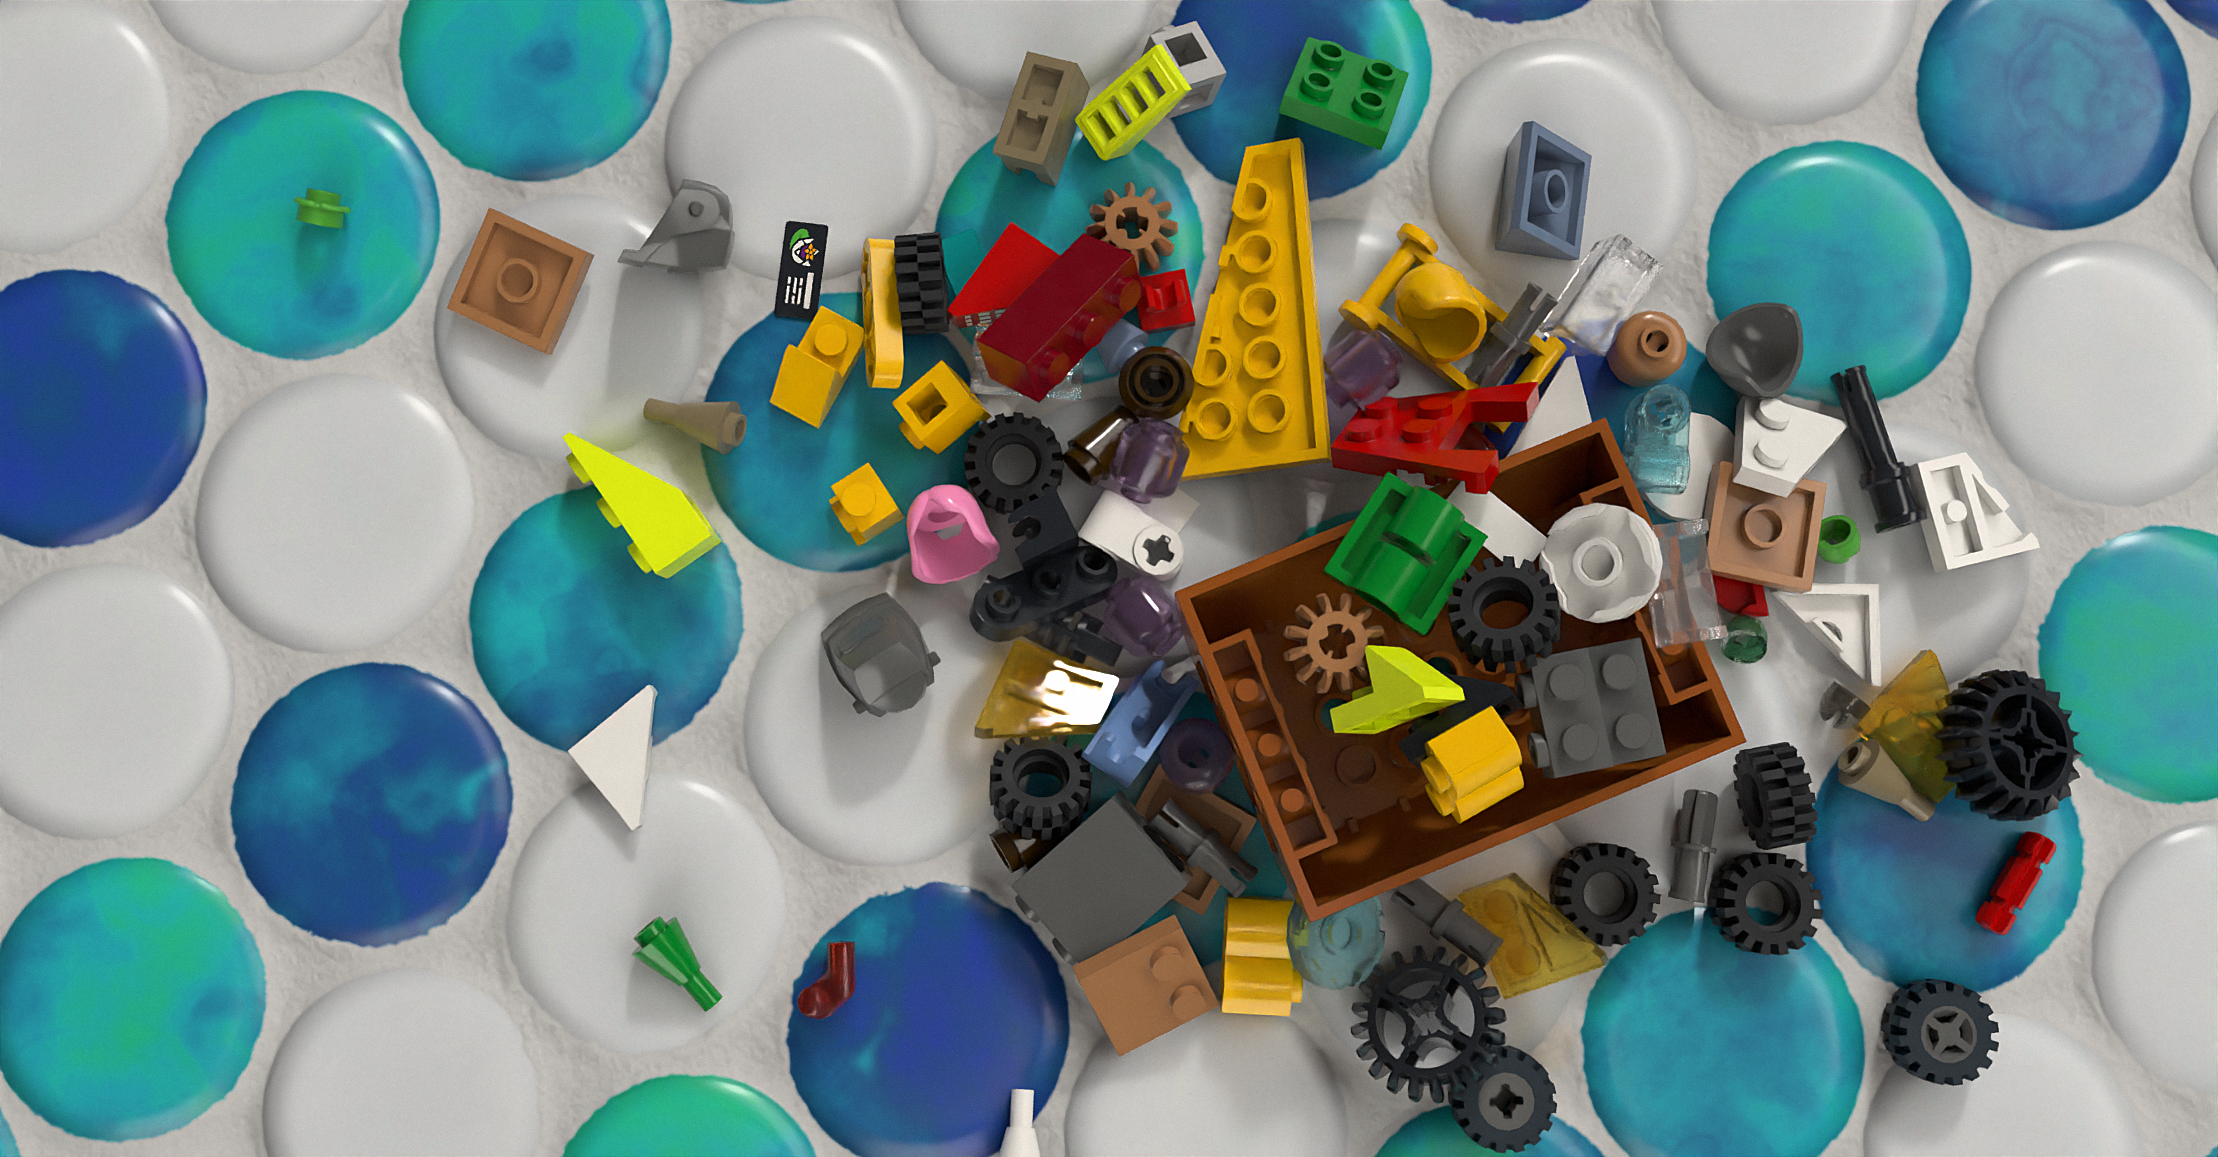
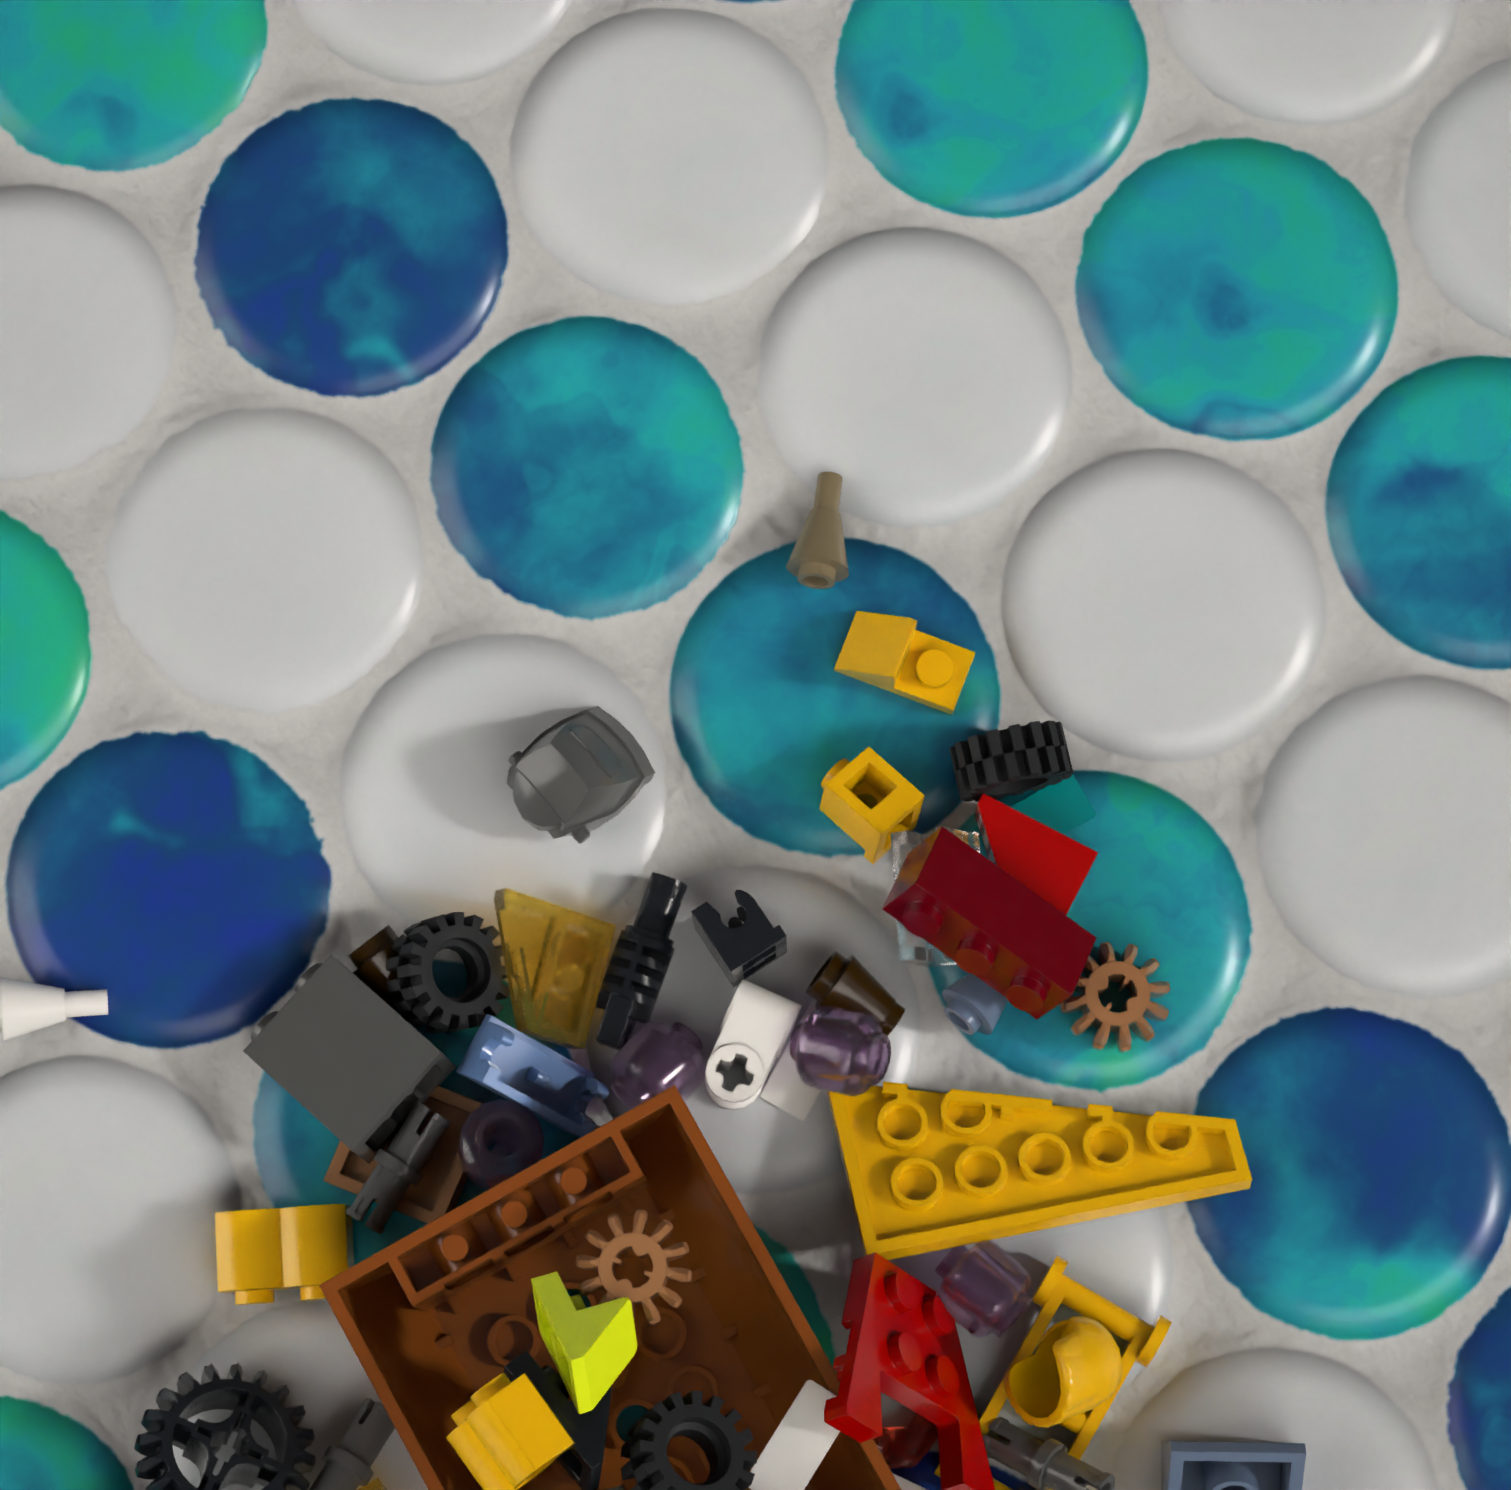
camera: 90 degrees right, 5 degrees down
(321, 208) = (1006, 87): bright green plate -> none
(520, 281) = (955, 315): medium nougat plate -> none
(619, 755) = (432, 503): white tile -> none
(657, 516) = (707, 502): neon yellow slope -> none
(670, 954) = (219, 589): green cone -> none
(691, 235) = (1030, 493): dark grey helmet -> none
(801, 270) = (1017, 624): black sticker -> none
(835, 986) = (201, 776): clear red arm -> none
(864, 505) = (748, 733): yellow brick -> none
(881, 315) = (959, 721): yellow beam -> none
(956, 557) = (699, 835): bright pink hair -> none
(1004, 432) = (829, 859): black tyre -> none
(1042, 117) = (1234, 874): dark tan hinge -> none
(1077, 580) = (650, 939): black plate -> none
(1105, 123) = (1258, 974): neon yellow slope -> none
(1146, 370) = (950, 1035): dark brown cone -> none
(1146, 985) = (236, 1123): medium nougat plate -> none
(1165, 303) = (1036, 1048): red tile -> none
(1195, 61) = (1341, 1037): light grey brick -> none
(1336, 948) = (304, 1342): clear light blue tile -> none
(1344, 92) = (1317, 1228): green plate -> none
(1405, 553) = (747, 1339): green plate -> none

